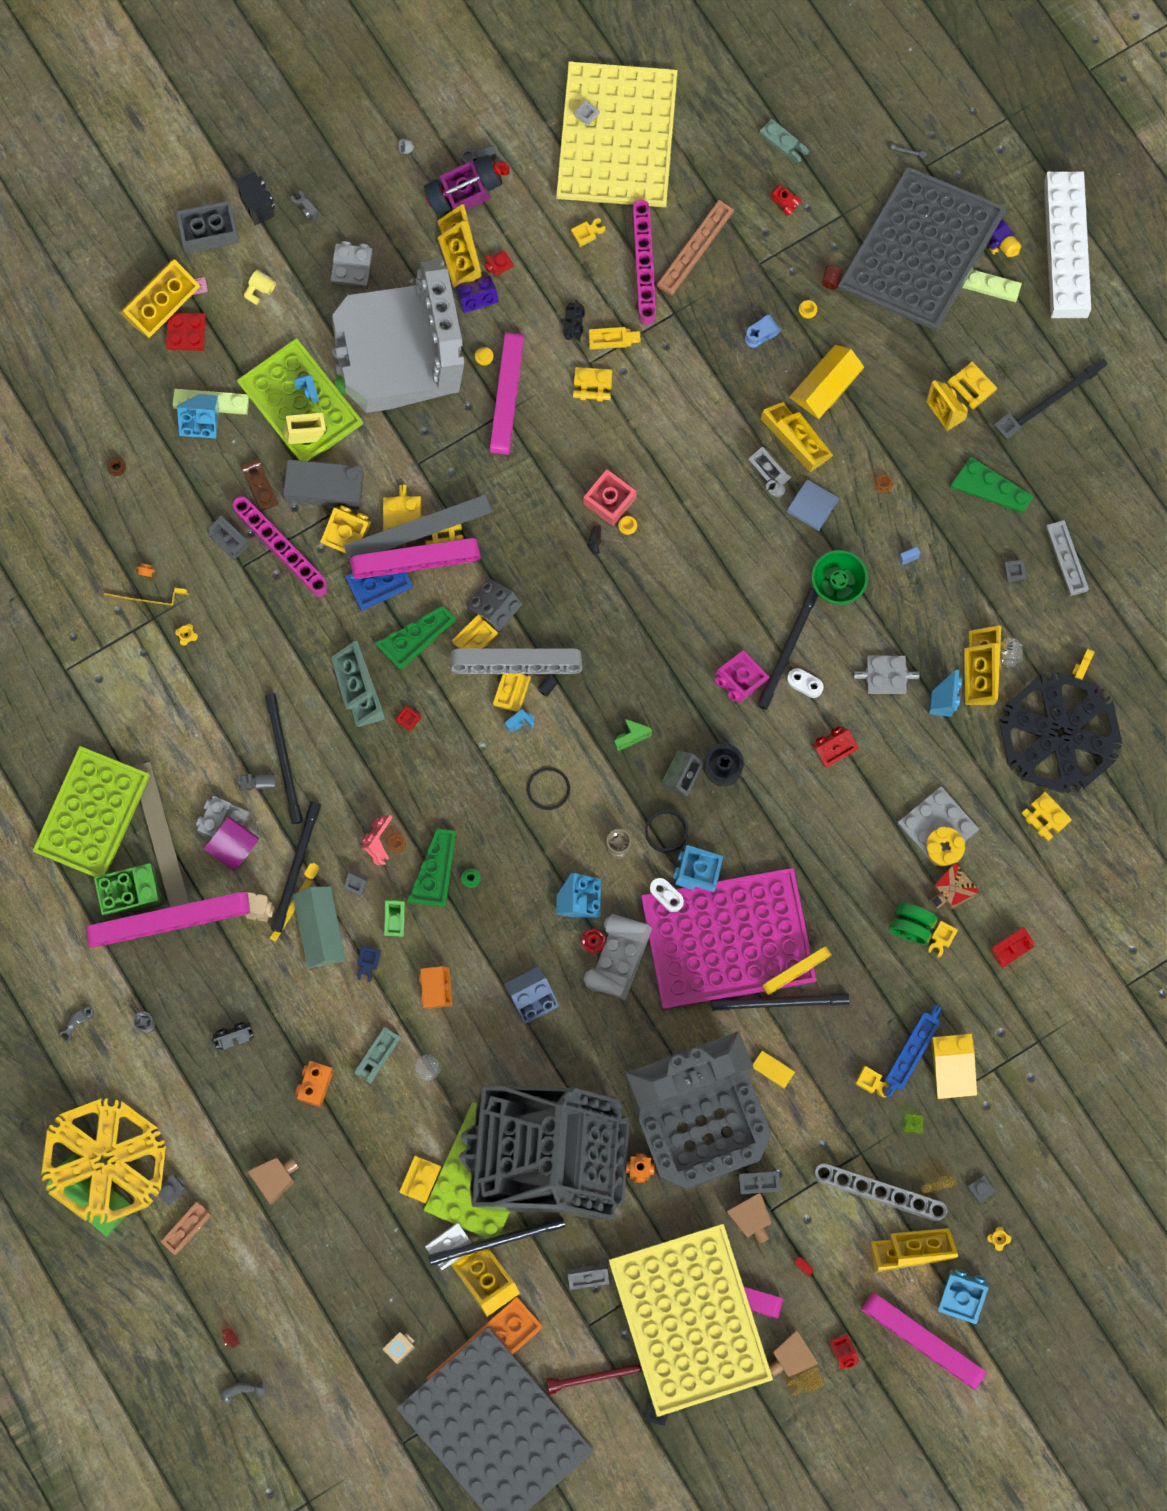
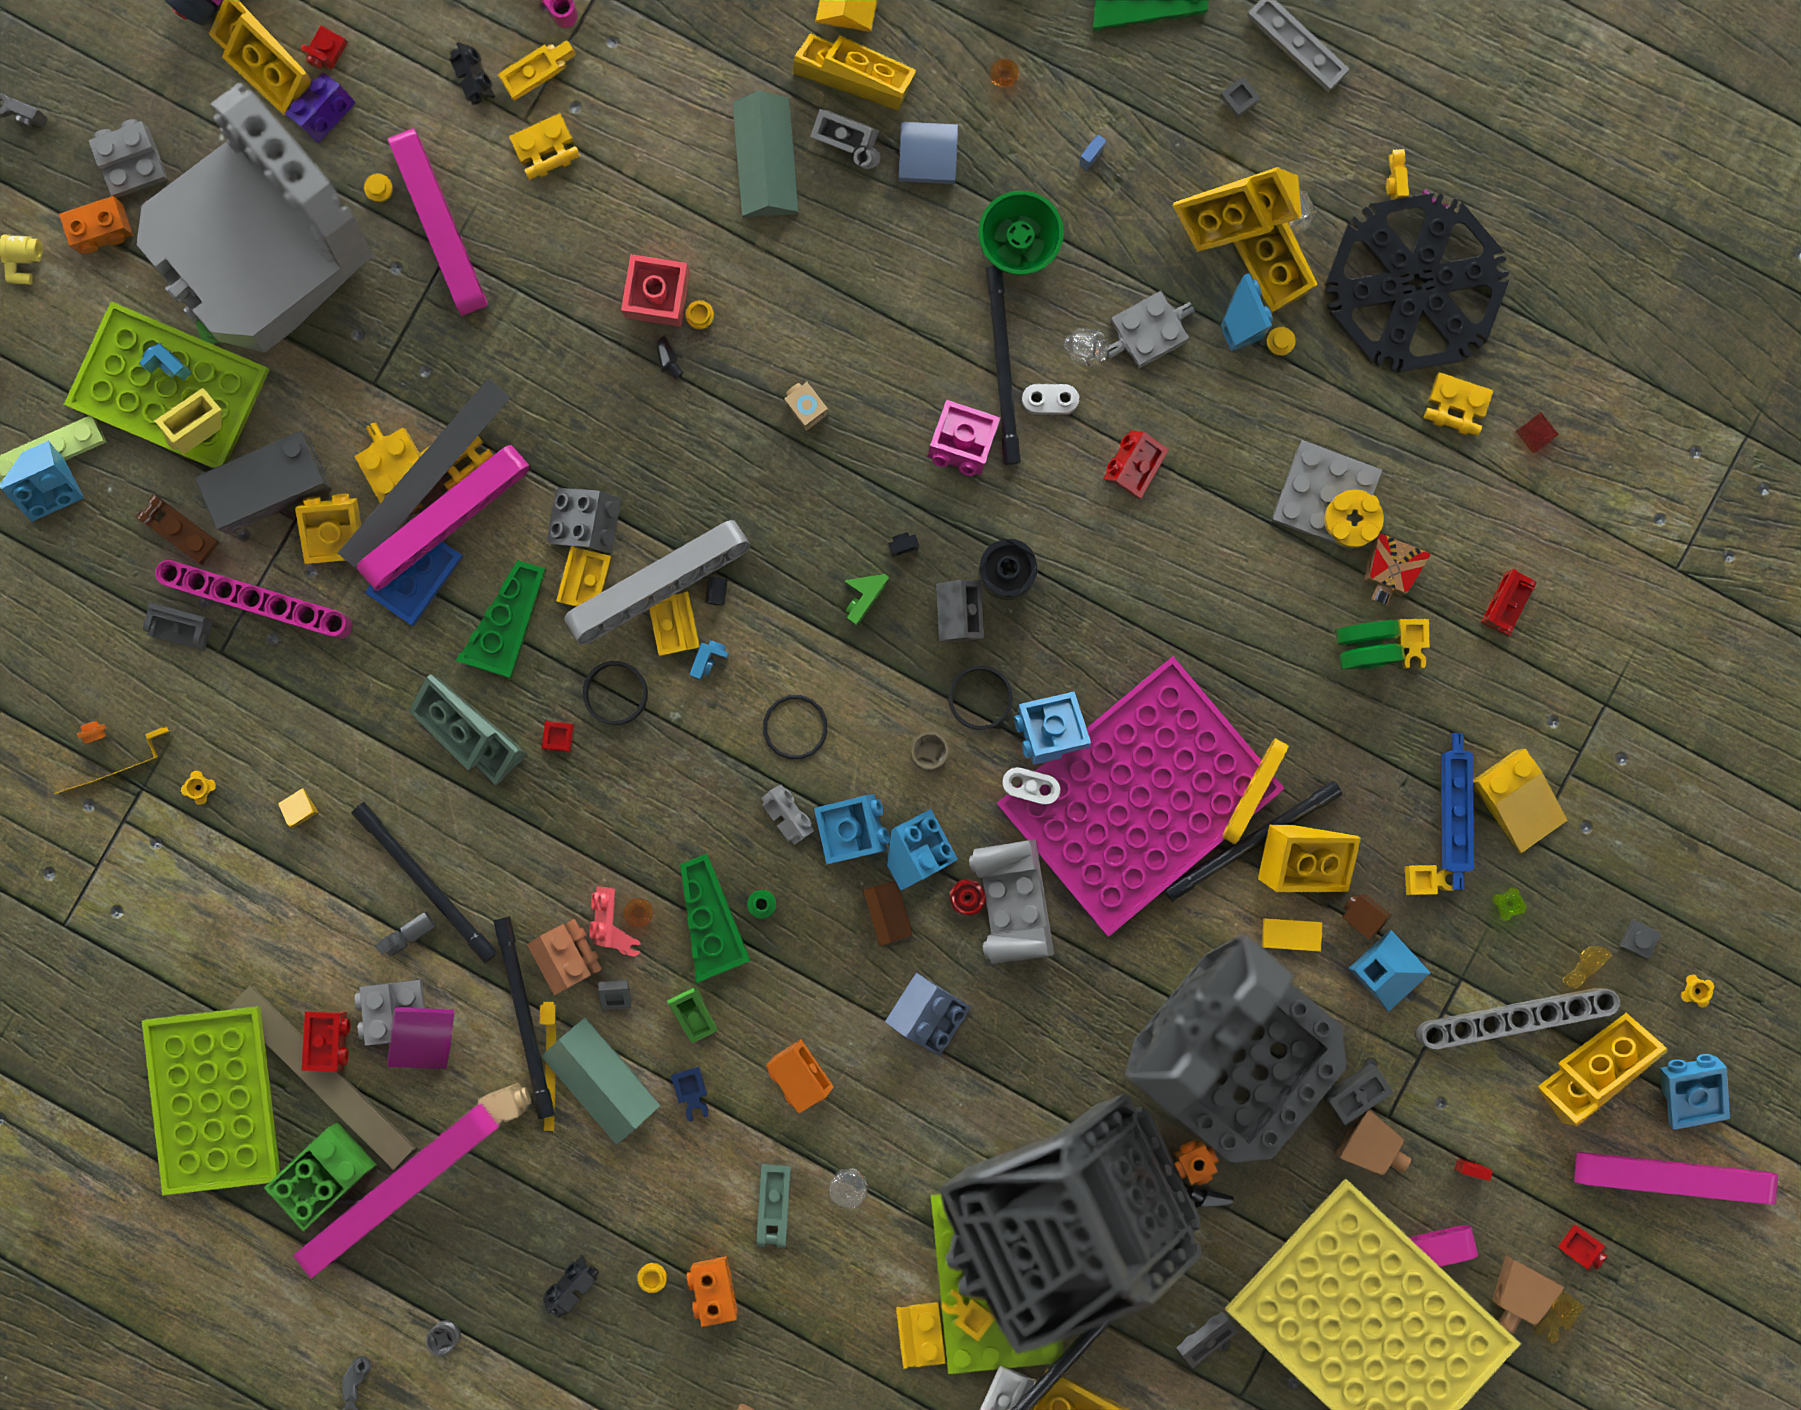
camera: 30 degrees left, 10 degrees up
(175, 815) = (325, 1041): none -> red bracket
(236, 677) = (297, 808): none -> yellow slope
(283, 1057) = (652, 1278): none -> yellow plate
(312, 292) = (96, 225): none -> orange brick
(339, 843) = (560, 958): none -> nougat brick
(451, 693) = (586, 687): none -> black tyre
(456, 1181) = (971, 1318): none -> yellow plate
(514, 826) = (796, 823): none -> light grey hinge
(541, 924) = (888, 912): none -> reddish brown panel
(548, 863) = (851, 828): none -> dark azure plate
(636, 1196) = (1209, 1198): none -> black bar
(659, 609) = (805, 405): none -> tan brick
(671, 718) = (903, 544): none -> black plate
(717, 456) = (765, 155): none -> sand green slope
(807, 1029) = (1308, 859): none -> yellow slope
(819, 1121) = (1389, 970): none -> dark azure slope
(823, 1081) = (1366, 915): none -> reddish brown brick
(843, 664) = (1086, 346): none -> clear head
(960, 723) = (1281, 341): none -> yellow plate
(975, 631) = (1240, 209): none -> yellow slope
(1085, 859) = (1537, 432): none -> clear red plate

